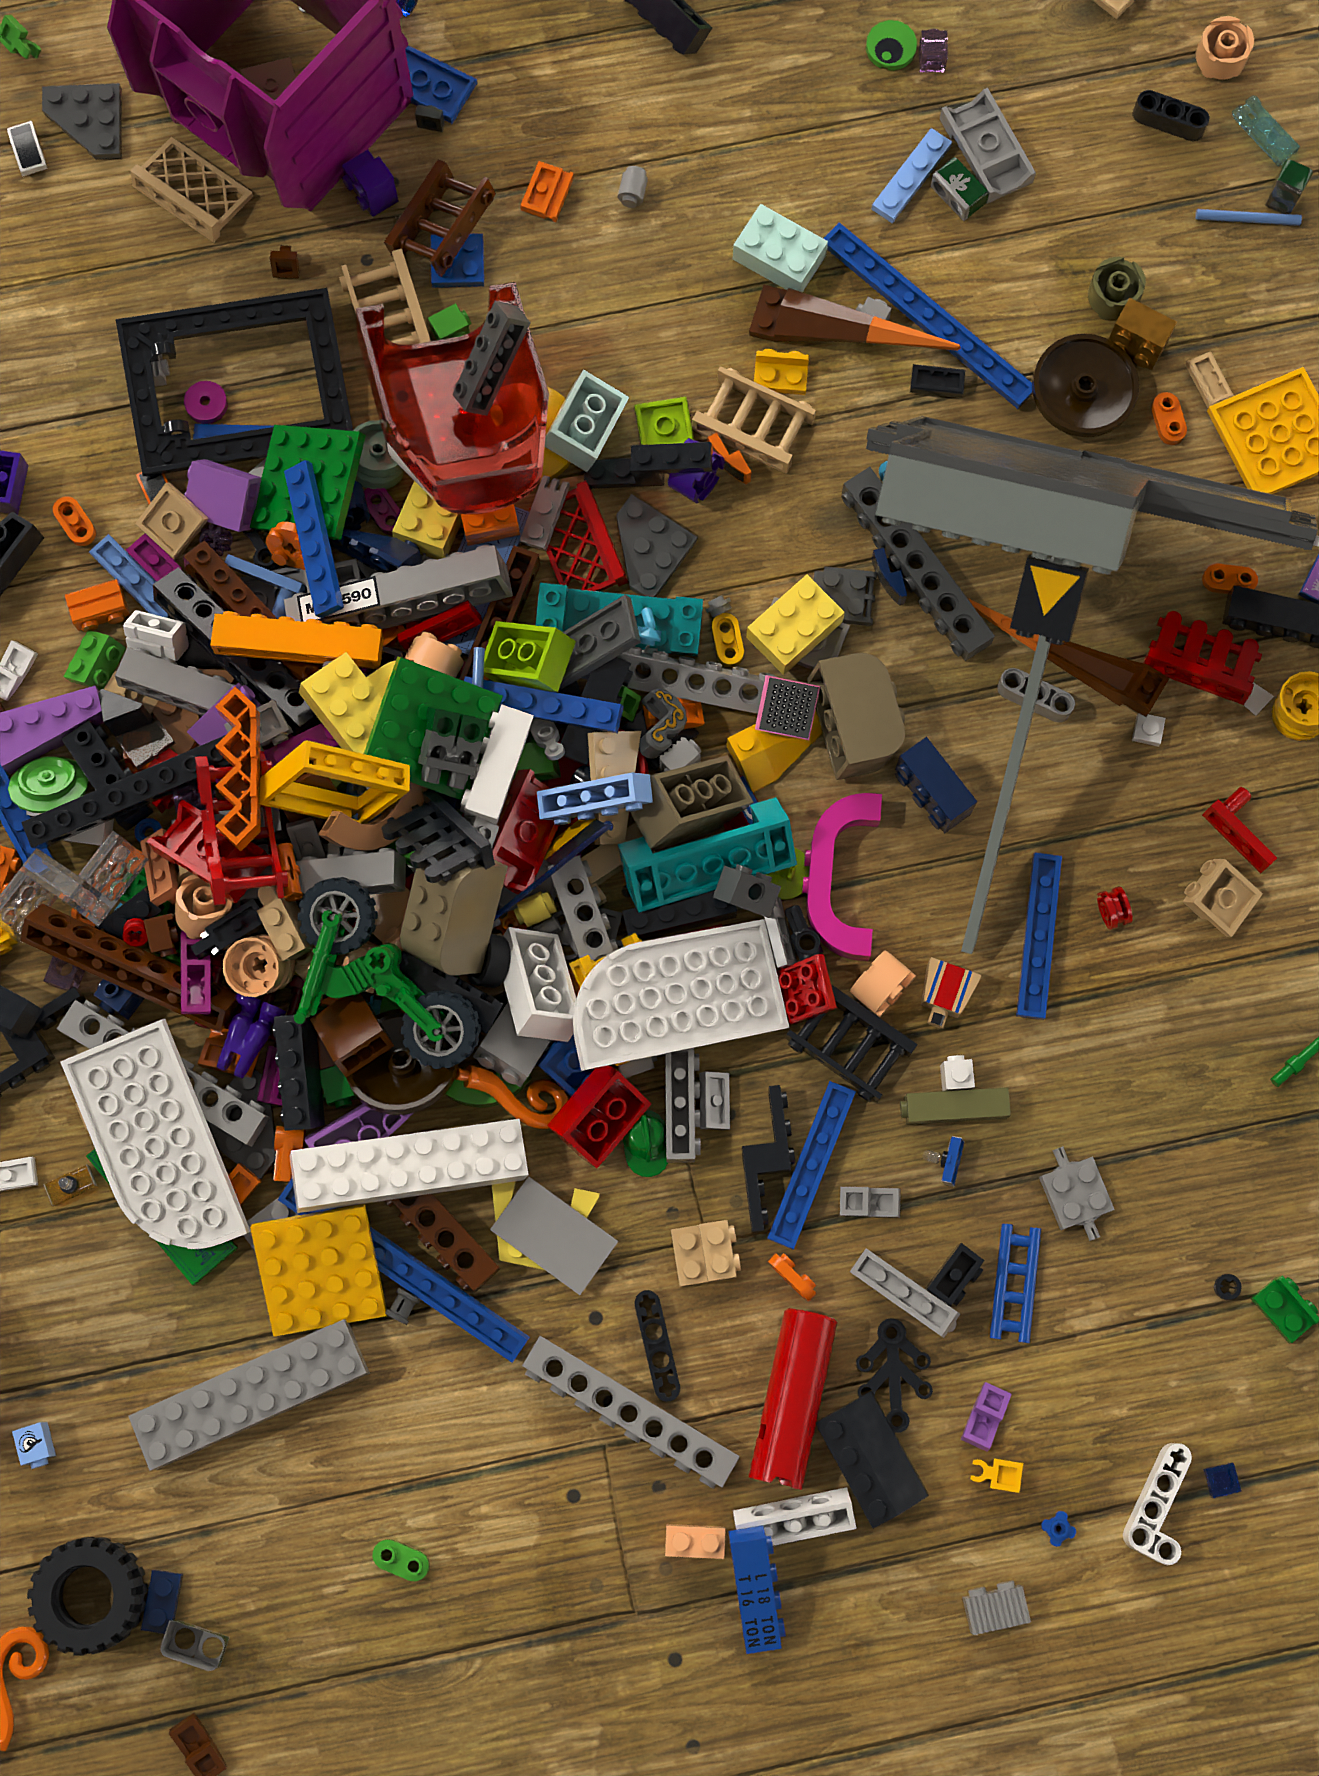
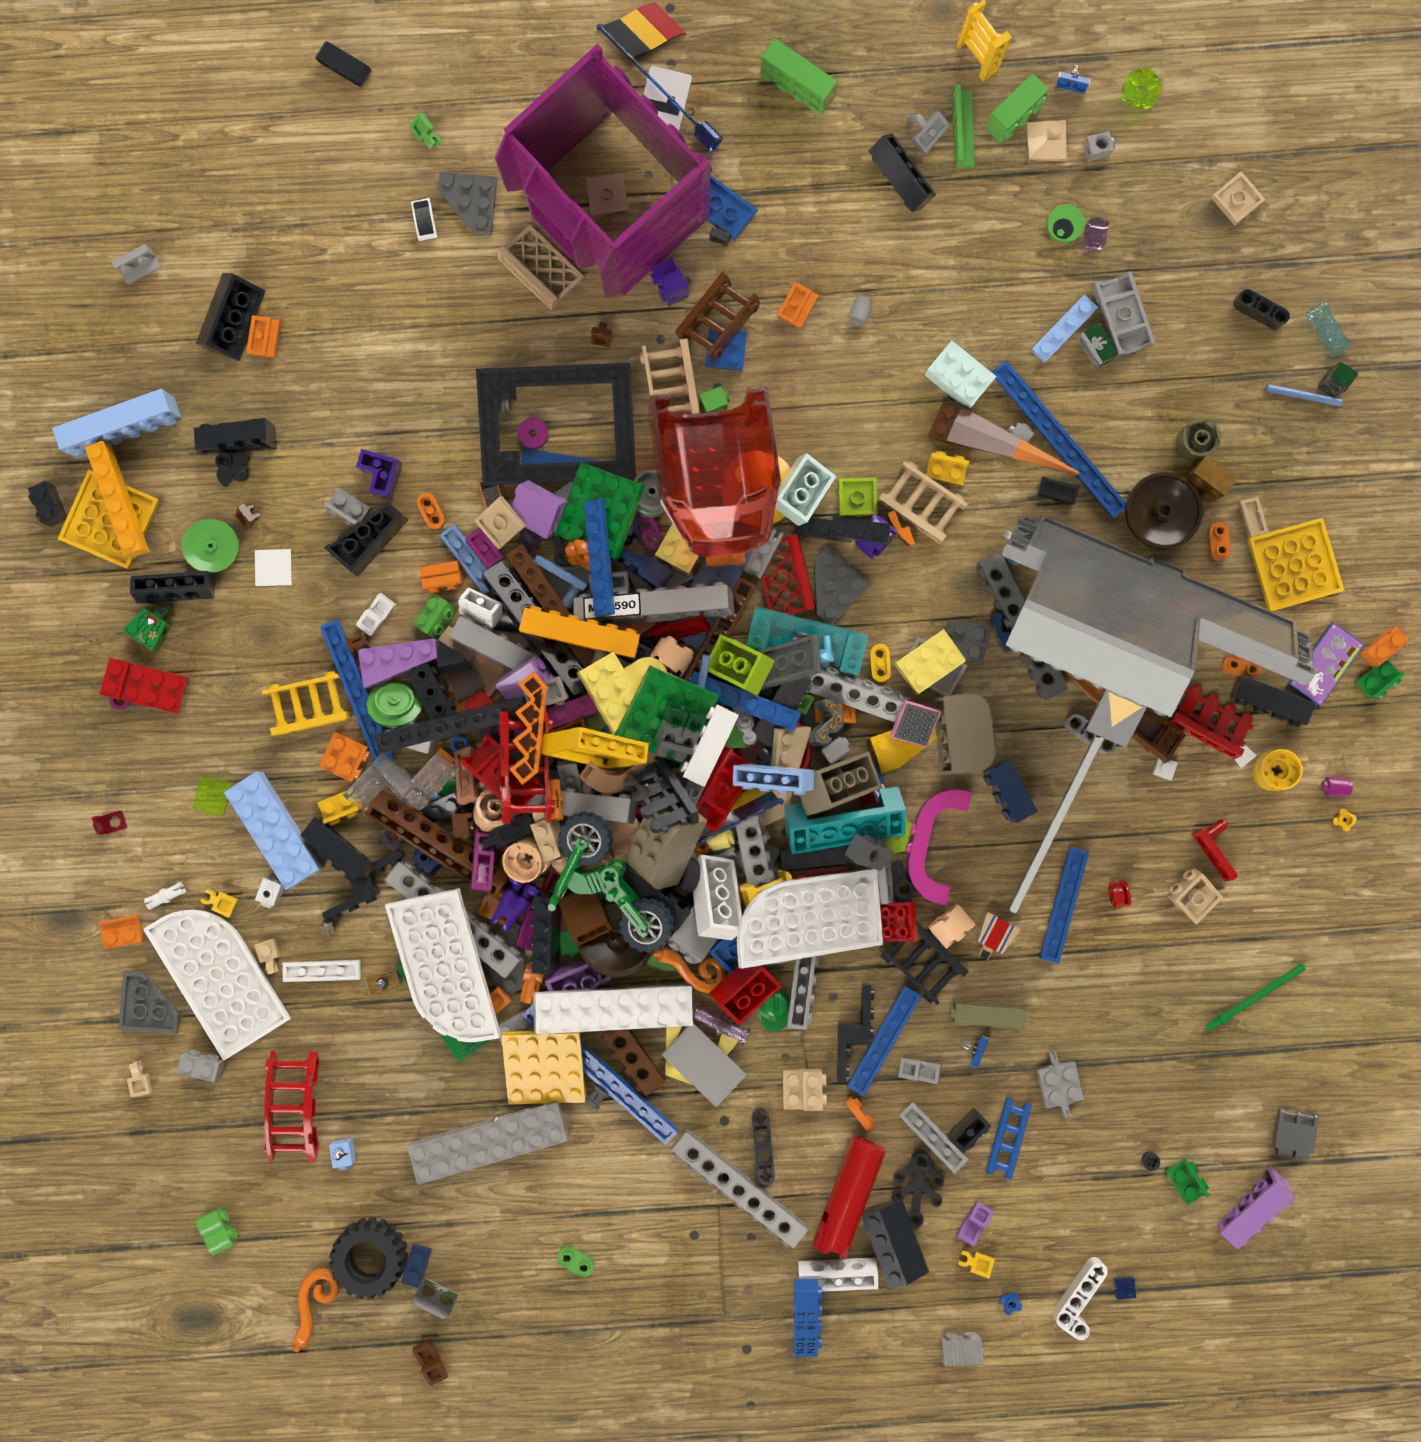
camera: 10 degrees right, 10 degrees up
(135, 939) = (444, 820): red bush -> none
(491, 358) = (742, 440): dark grey brick -> none
(571, 1174) = (721, 1024): none -> piece
(695, 1541) = (770, 1278): light nougat brick -> none
(714, 1101) = (825, 988): light grey plate -> none
(718, 606) = (877, 637): light grey plate -> none
(957, 1074) = (992, 994): white brick -> none
(1224, 48) = (1310, 262): light nougat brick -> none

